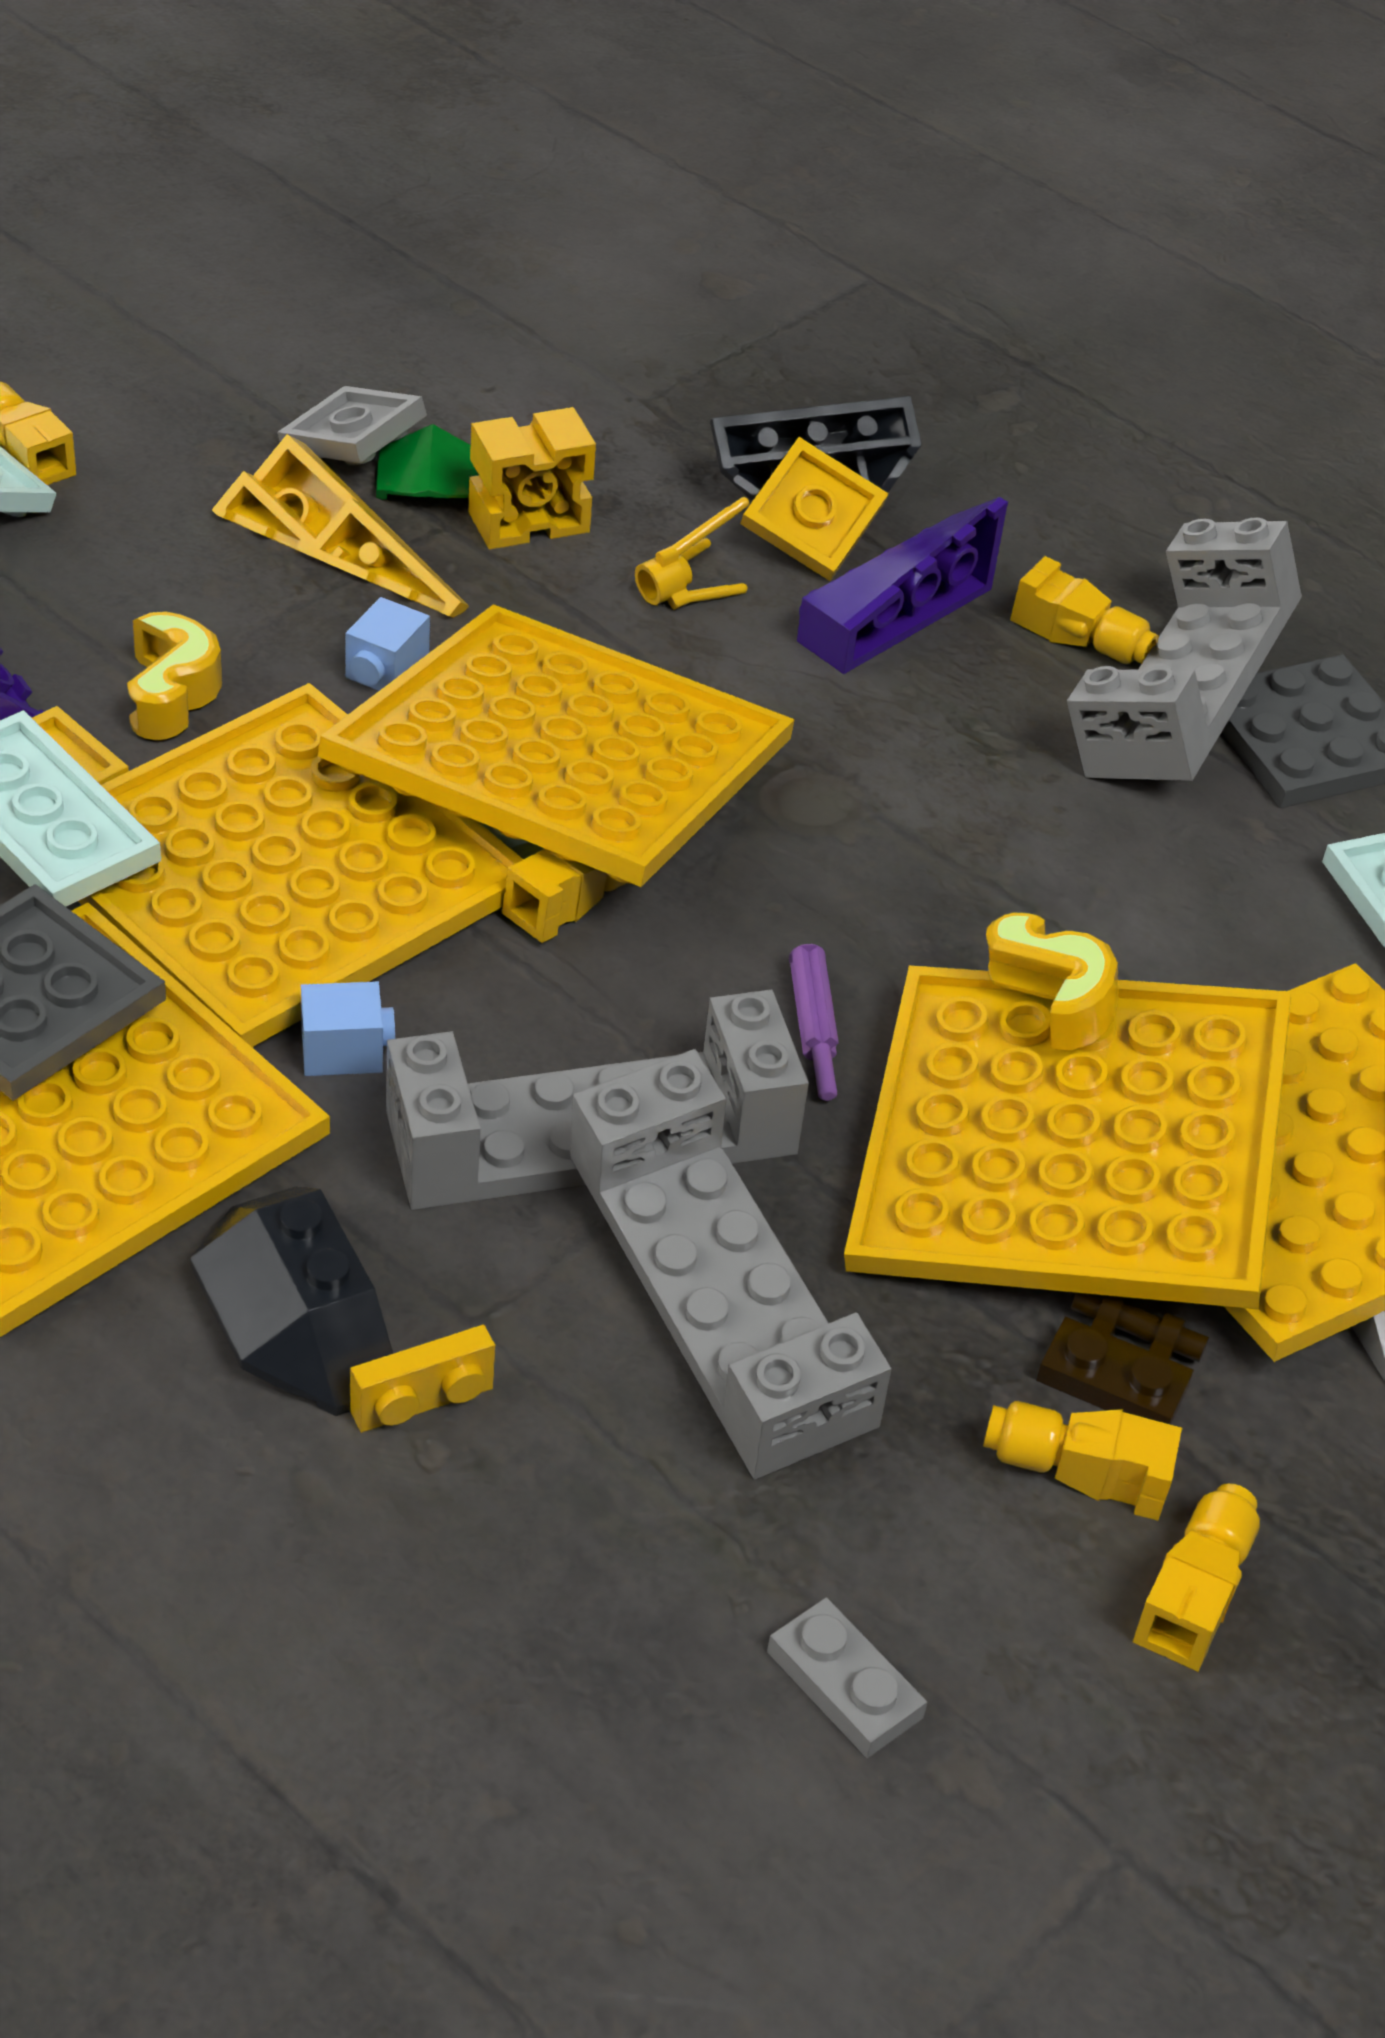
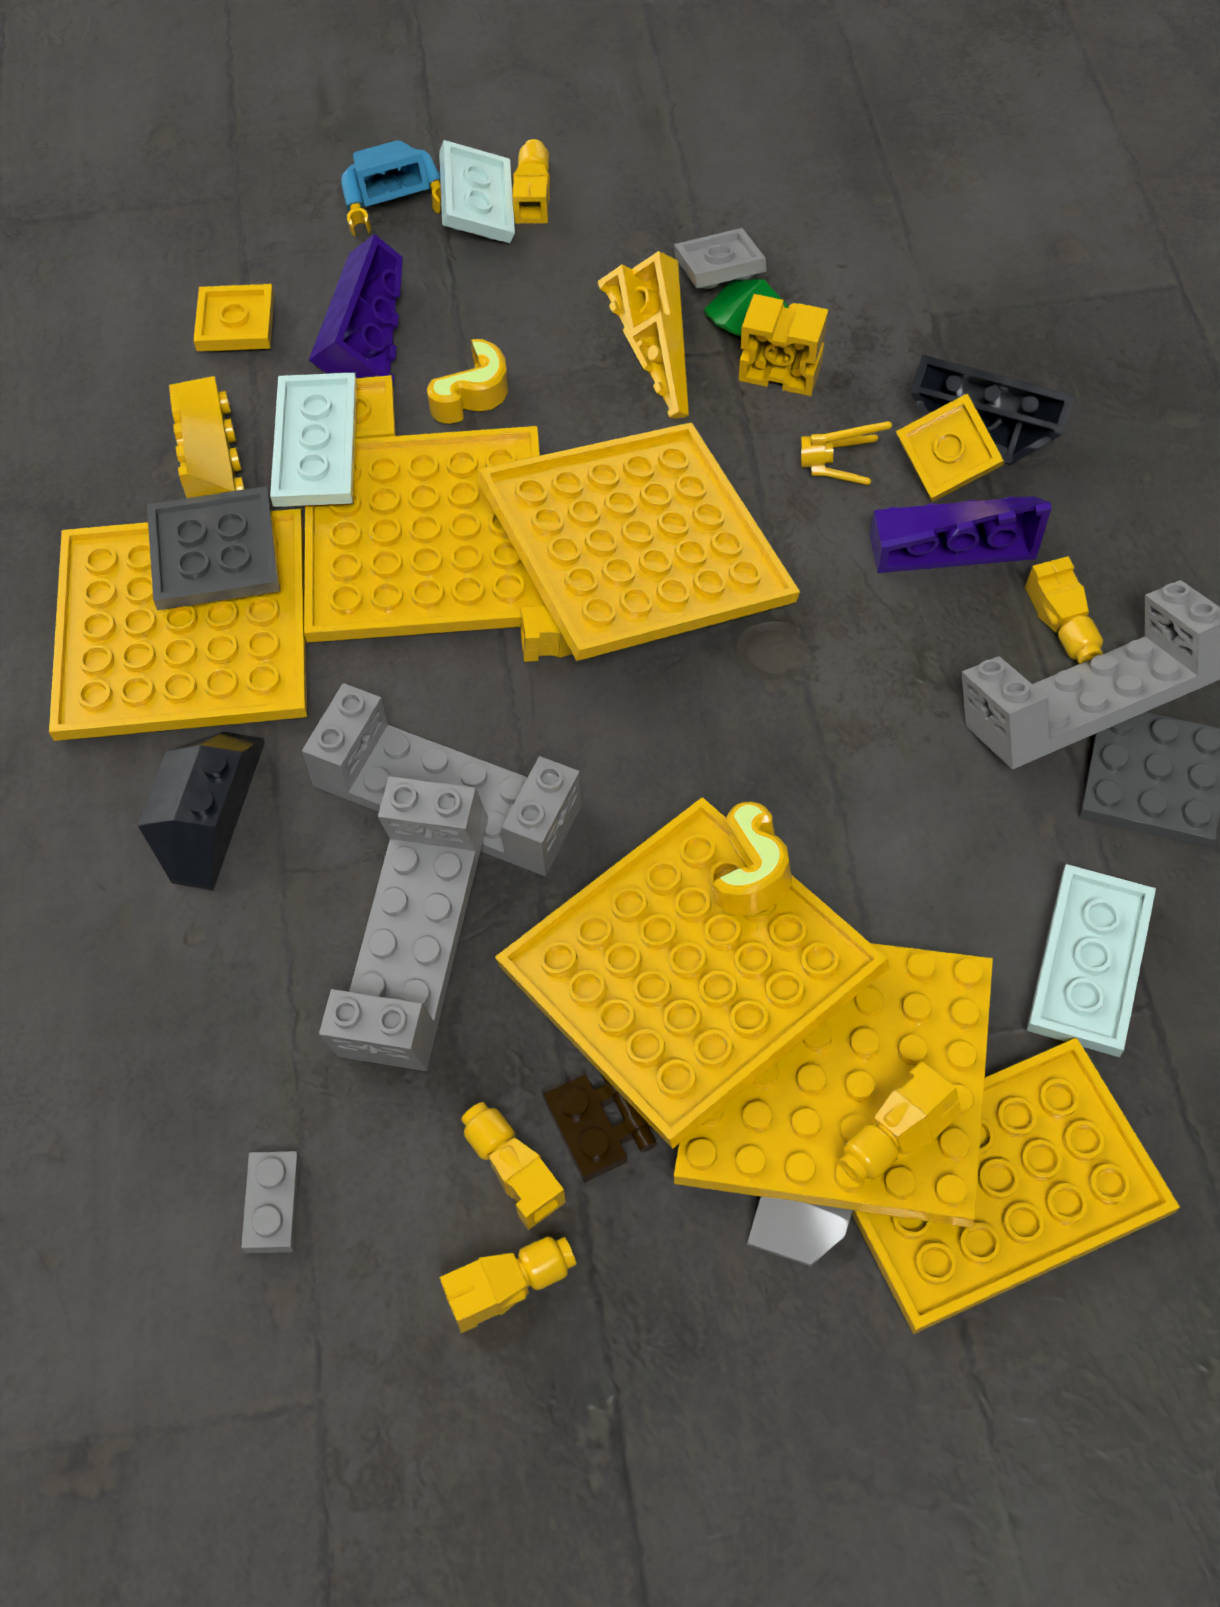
camera: 45 degrees right, 15 degrees up
(344, 1028) = (361, 657): light blue brick -> none
(385, 643) = (603, 418): light blue brick -> none
(422, 1378) = (226, 893): yellow plate -> none
(815, 1014) = (631, 795): medium lavender axle -> none

